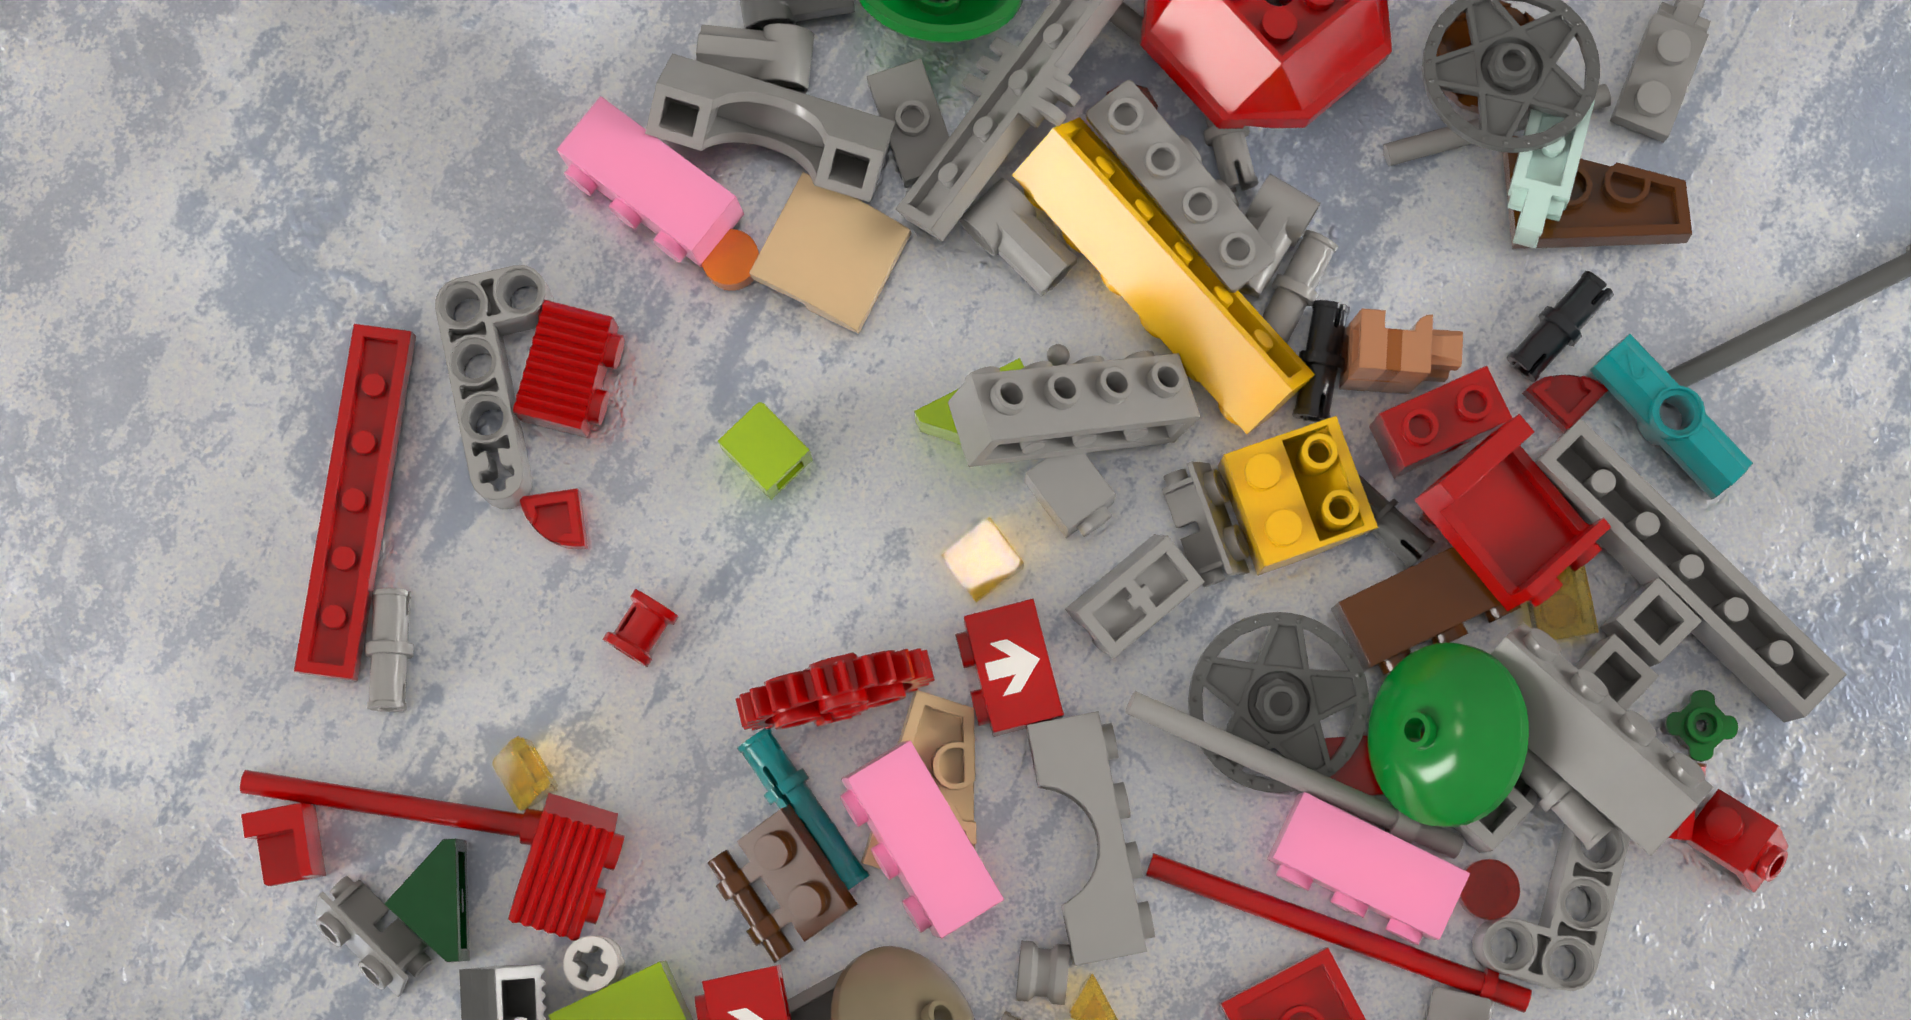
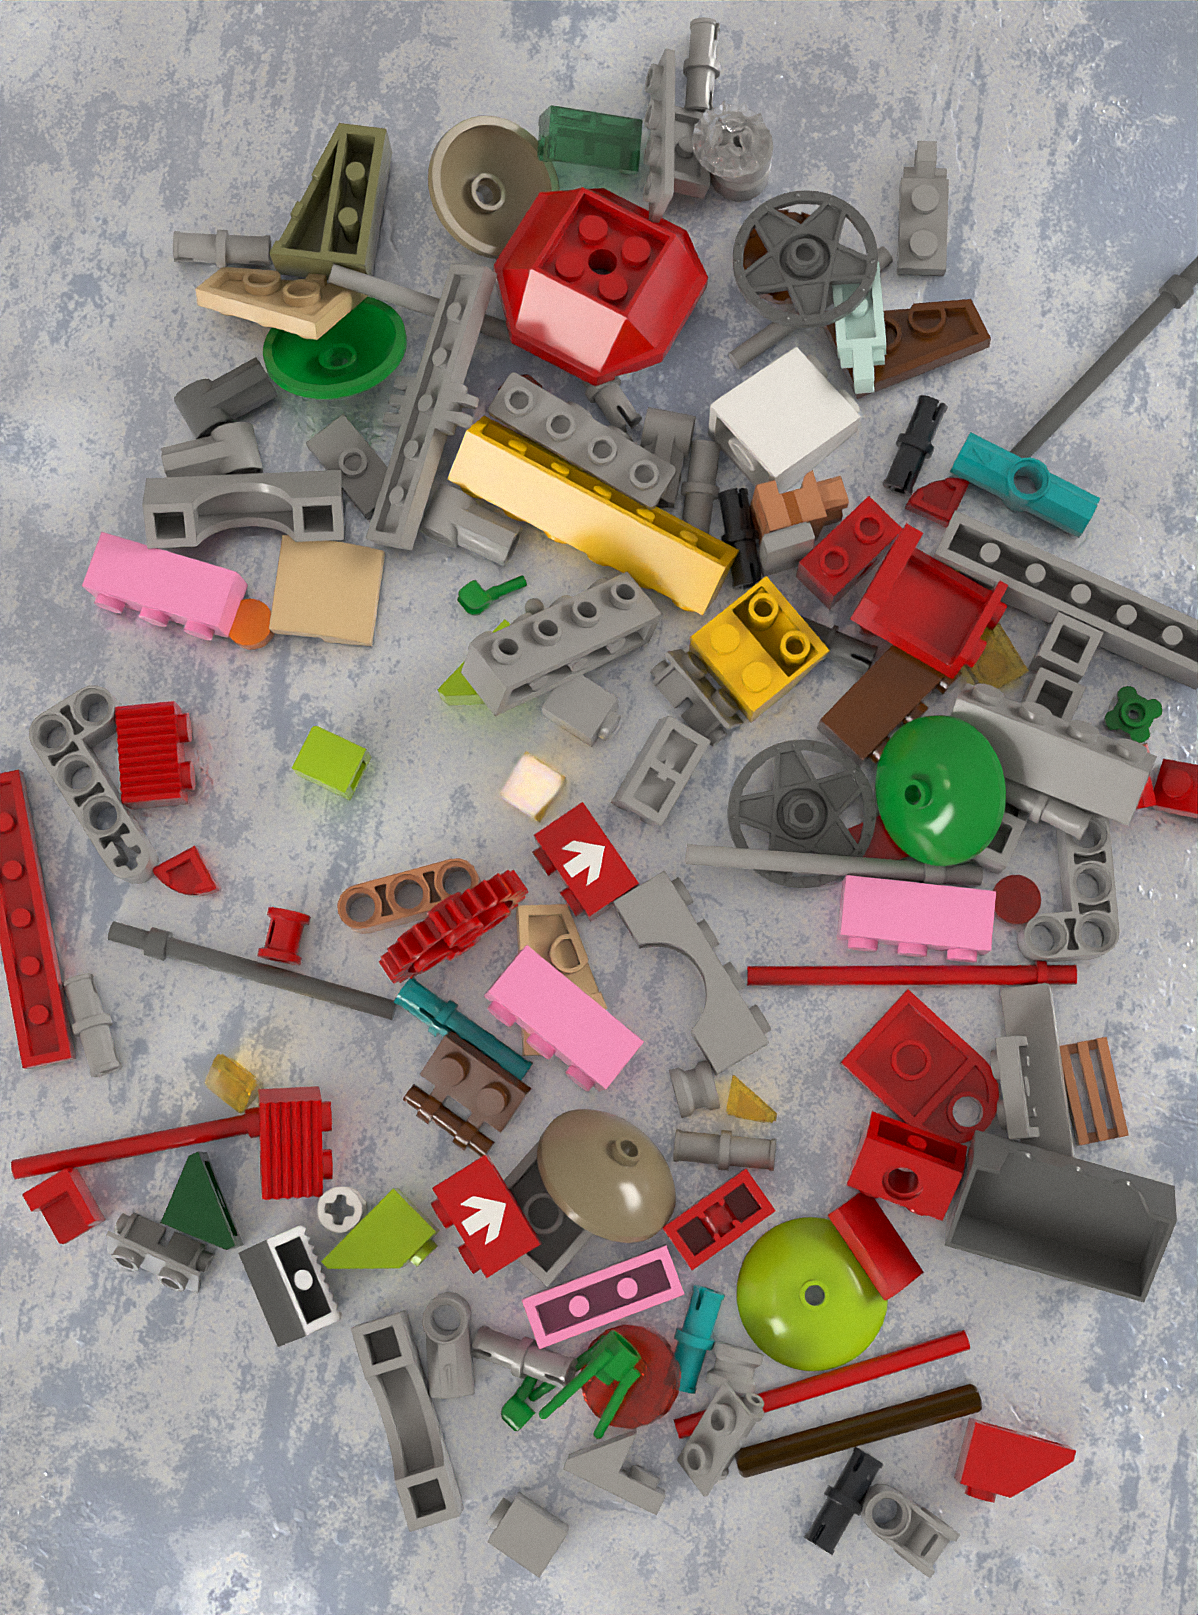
camera: 15 degrees left, 0 degrees up
(499, 587) = (161, 944): none -> dark grey bar
(774, 617) = (386, 890): none -> nougat beam
(996, 324) = (477, 600): none -> green hand
(1369, 392) = (785, 548): none -> light grey tile
(1419, 244) = (783, 420): none -> white slope

